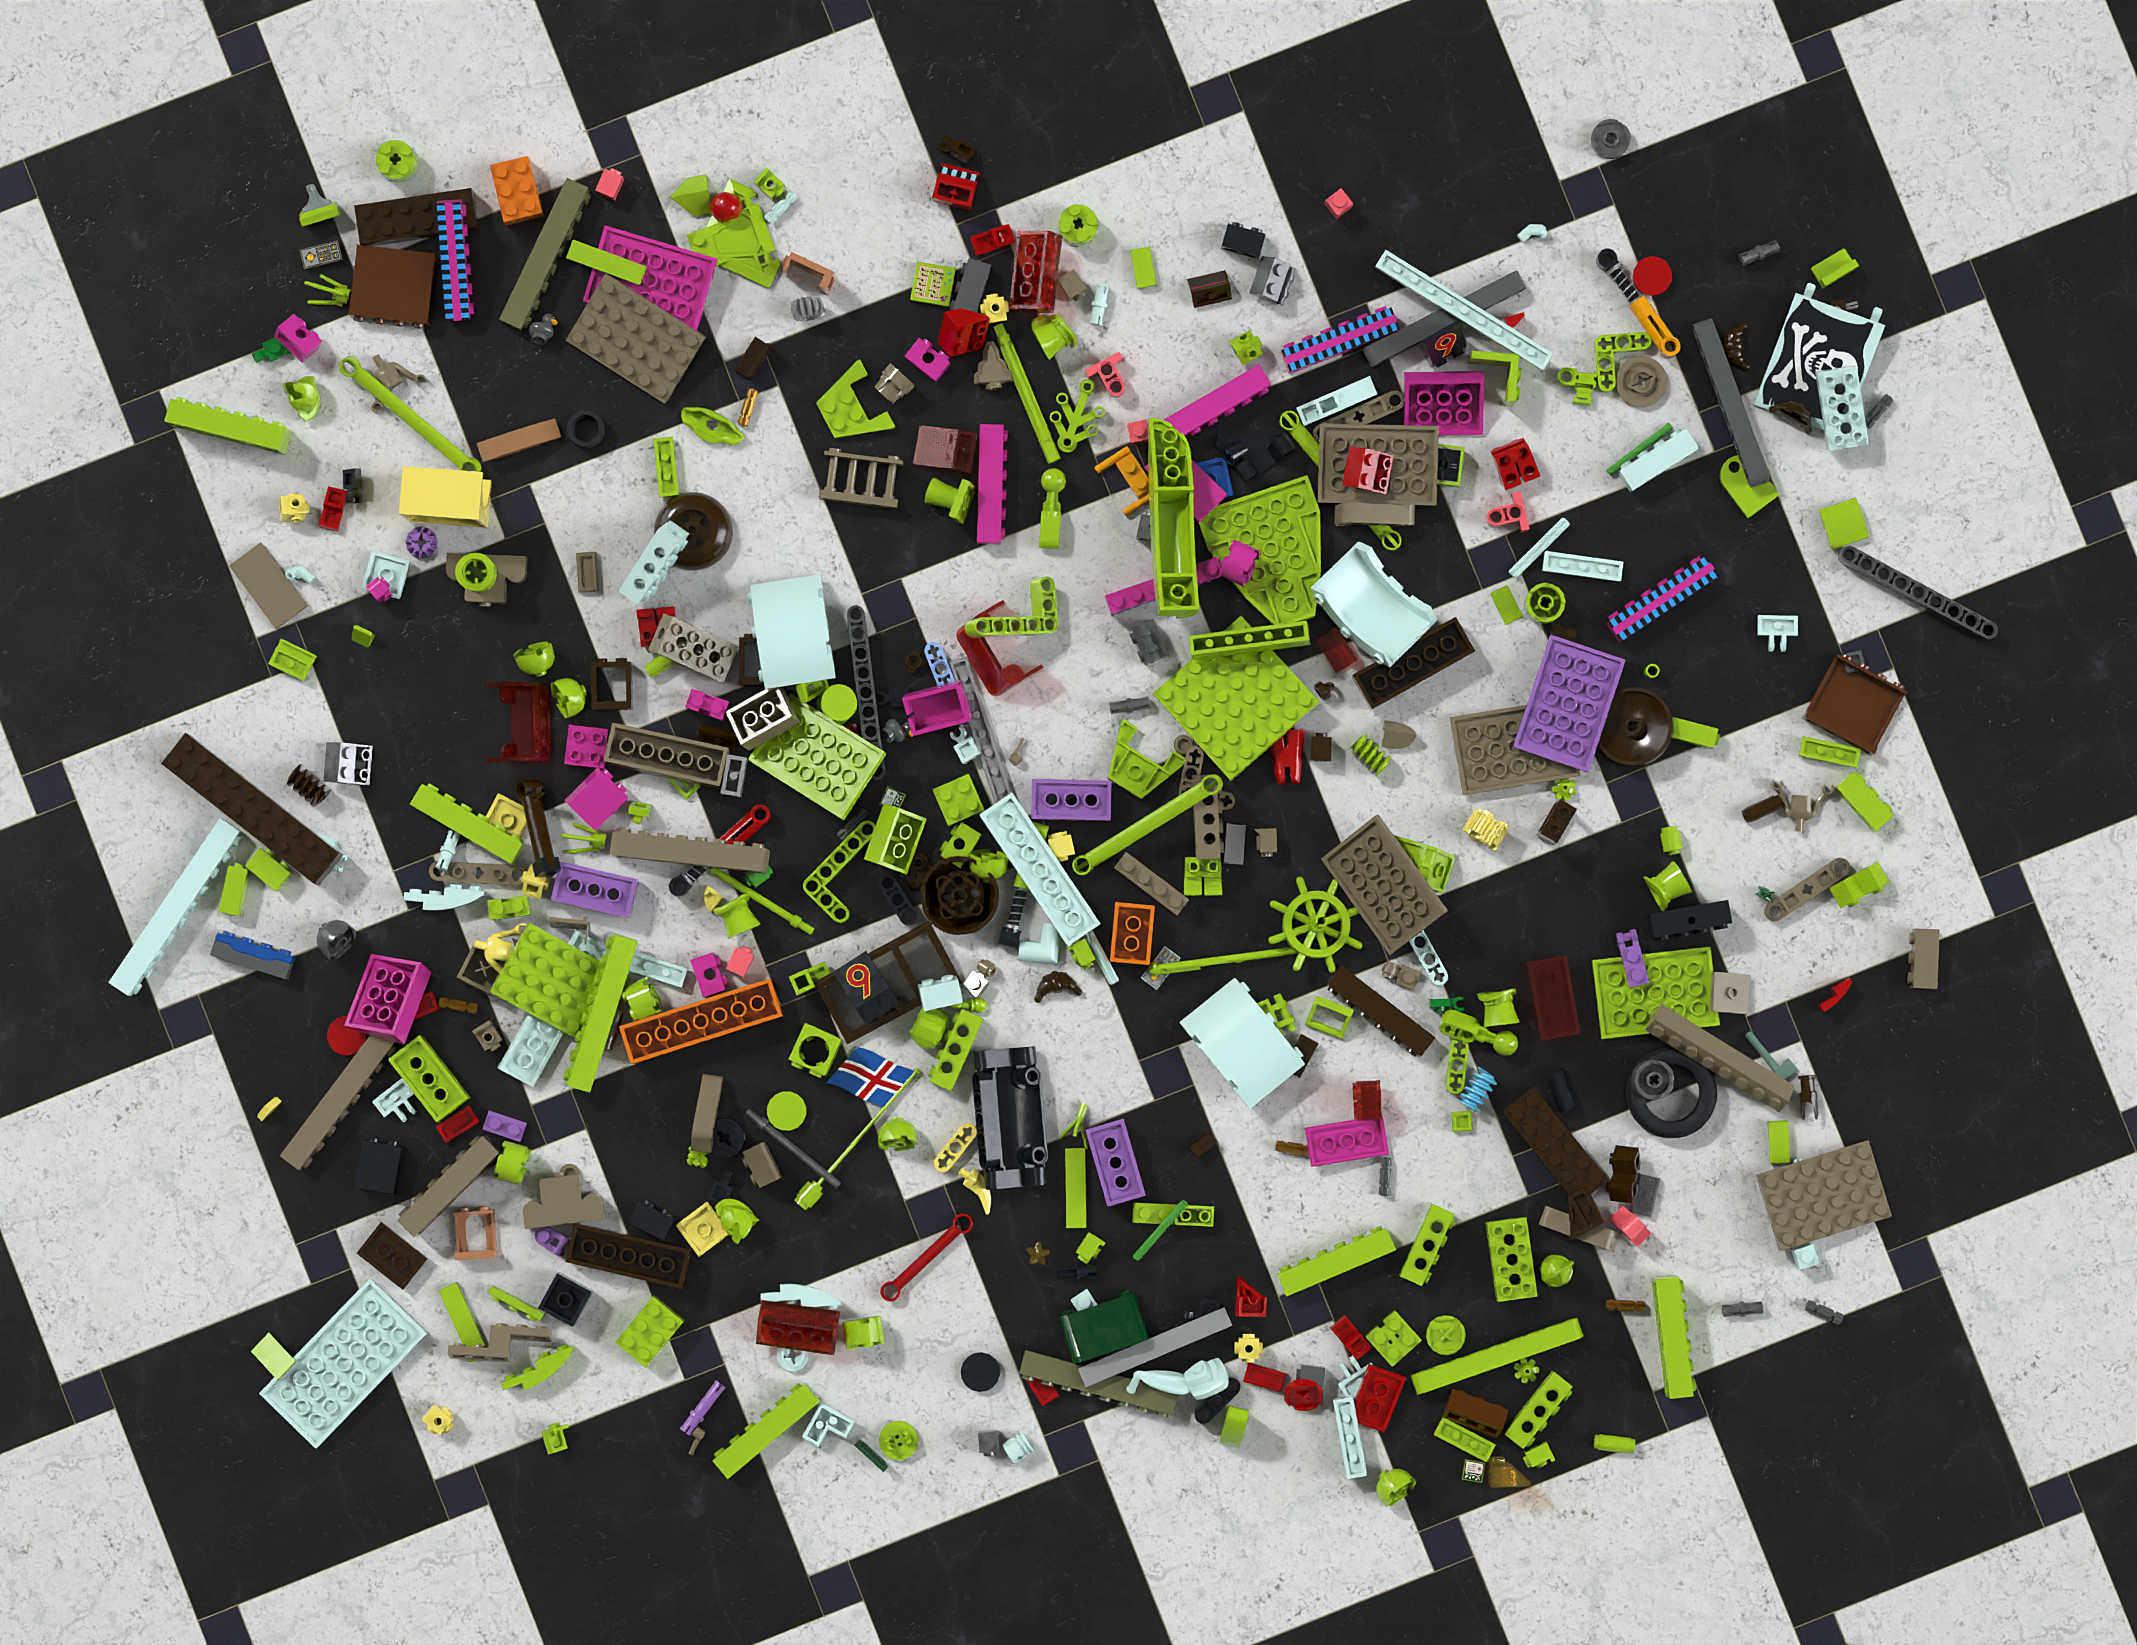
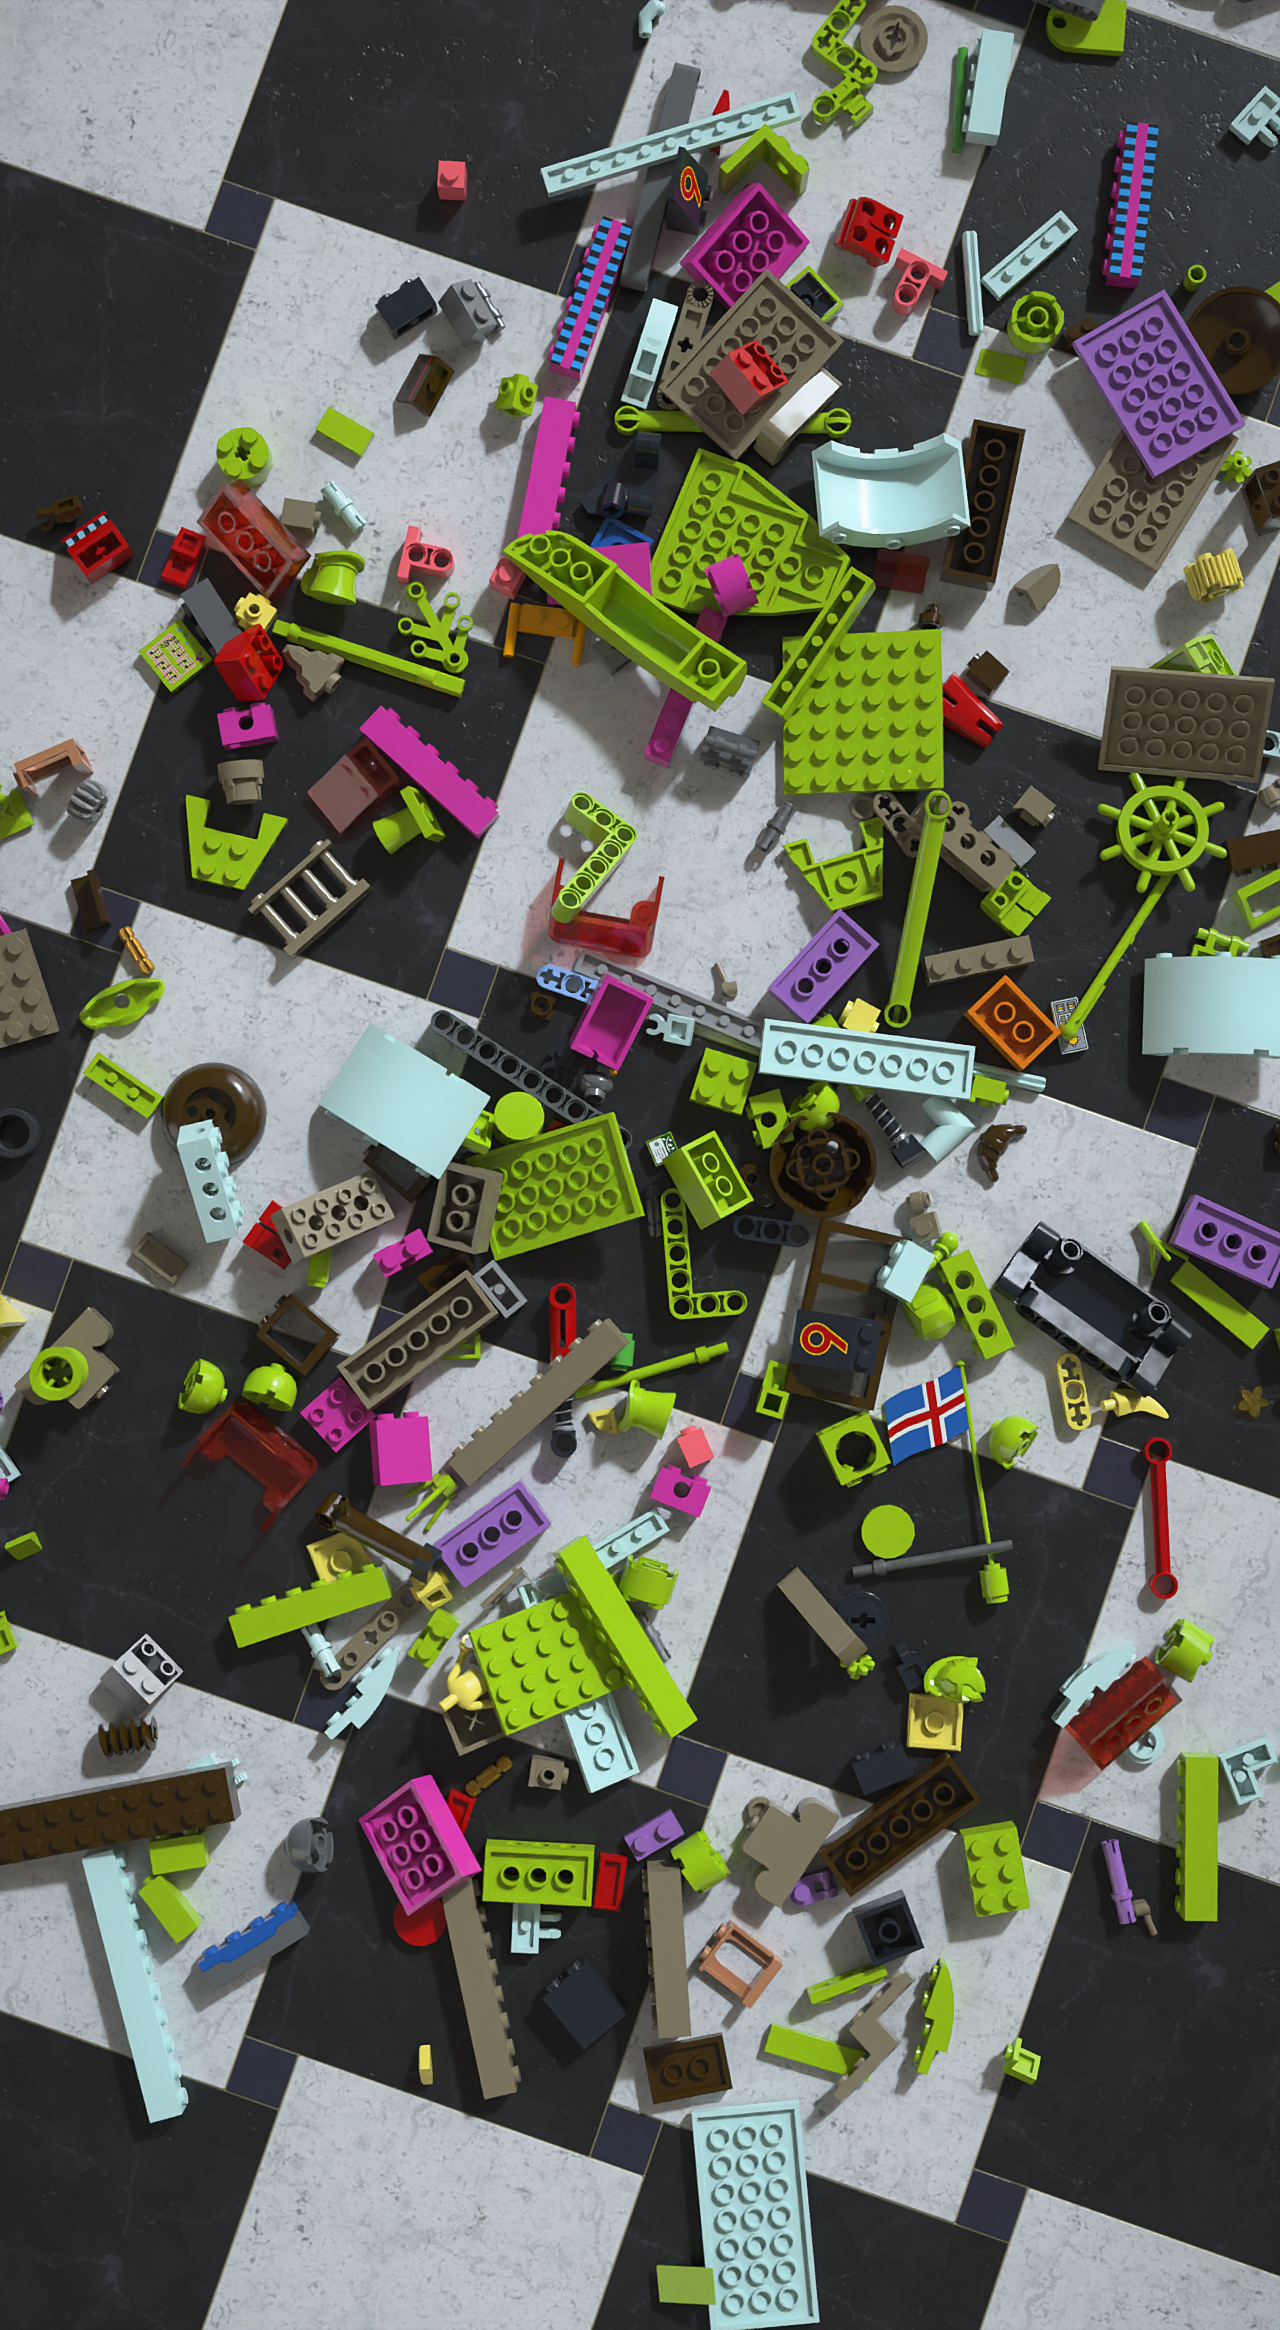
camera: 55 degrees left, 0 degrees up
(432, 1422) = (899, 2167): light yellow brick -> none
(639, 811) = (451, 1416): lime tile -> none
(701, 1021) = (722, 1540): orange brick -> none
(761, 1165) = (923, 1605): dark tan slope -> none
(1053, 482) = (519, 743): lime beam -> none
(1371, 754) = (1036, 626): lime piece -> none

